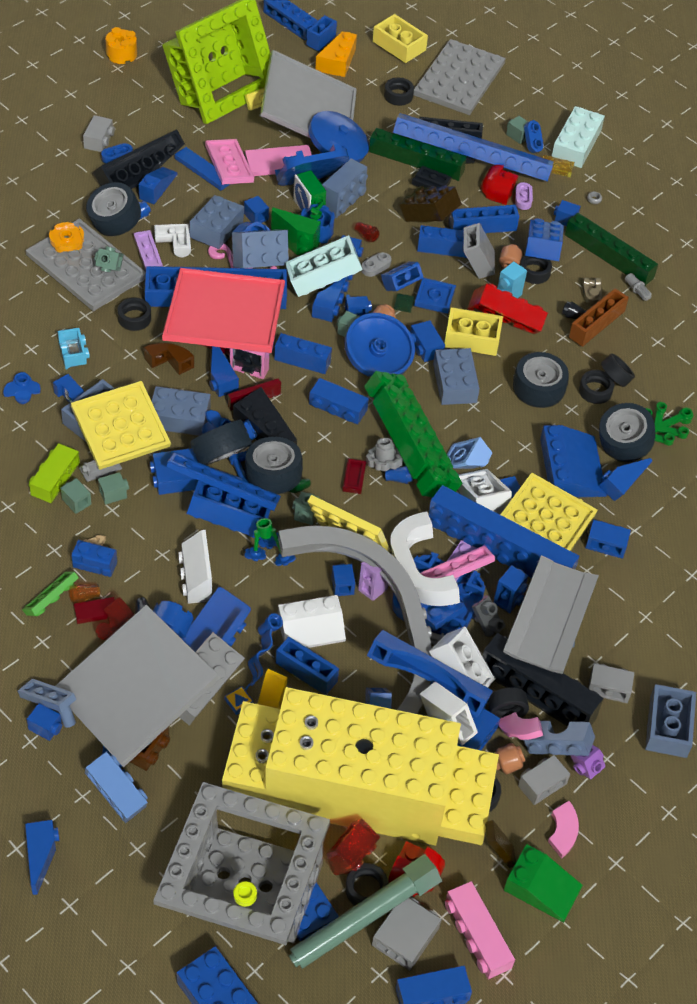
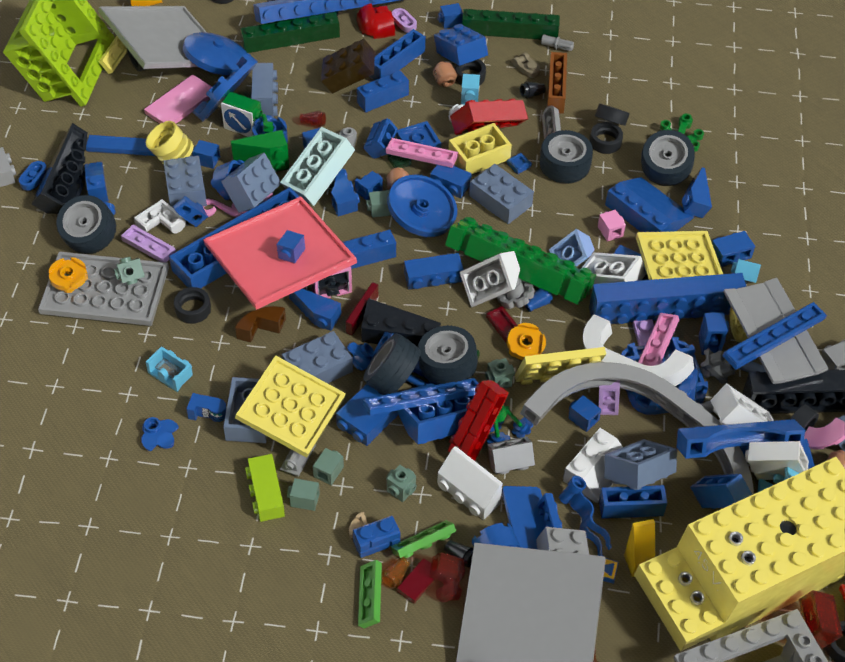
camera: 35 degrees left, 0 degrees up
(126, 584) = (423, 539): none -> bright green plate
(150, 534) = (401, 482): none -> sand green brick
(198, 244) = (188, 209): none -> blue leg
(229, 161) = (132, 122): bright pink tile -> none
(230, 309) = (291, 246): none -> blue brick
(231, 183) = (169, 142): none -> light yellow wheel
(241, 524) = (479, 418): none -> red brick
(251, 569) = (511, 455): none -> light grey brick
(336, 640) = (640, 464): none -> sand blue brick
(354, 488) = (534, 336): none -> light orange plate
(370, 429) = (491, 278): none -> white slope
(420, 305) = (422, 152): none -> bright pink tile
(428, 177) = (320, 47): black plate -> none
(479, 251) = (423, 81): light grey brick -> none
(500, 363) = (519, 163): none -> blue tile
(523, 456) = (611, 225): none -> bright pink brick
(543, 616) = (774, 335): none -> blue tile
(562, 345) = (550, 120): none -> light grey plate
(595, 560) = (749, 269): none -> medium azure brick

